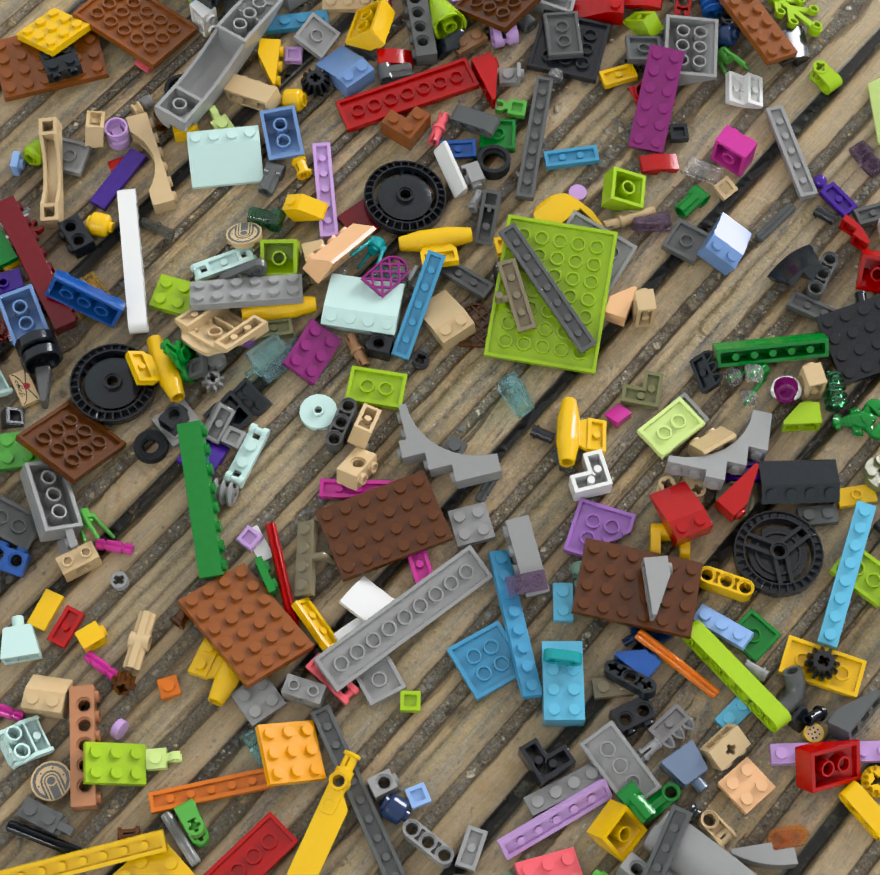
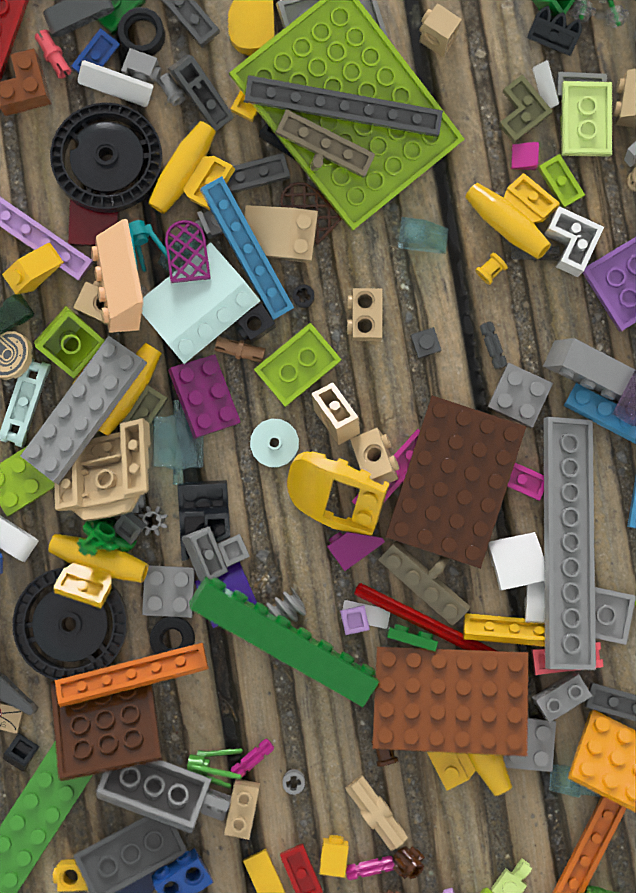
camera: 50 degrees left, 20 degrees up
(110, 435) = (131, 675): none -> orange plate
(169, 687) = (445, 819): orange plate -> none
(173, 410) = (162, 606): black brick -> none
(247, 455) = (262, 551): light aqua plate -> none
(255, 267) = (60, 384): dark grey beam -> none
(292, 501) = (352, 547): none -> magenta slope
(305, 447) = (310, 487): none -> yellow slope
(341, 433) = (306, 421): dark grey beam -> none
(443, 403) = (372, 315): none -> tan brick
(463, 469) = (463, 354): light grey arch -> none
(532, 448) = (491, 268): none -> yellow bush
(542, 434) = (484, 246): black pin -> none
(619, 306) = (415, 49): light nougat slope -> none
(621, 446) = (561, 181): none -> lime plate
(672, 391) = (545, 84): none -> white sticker

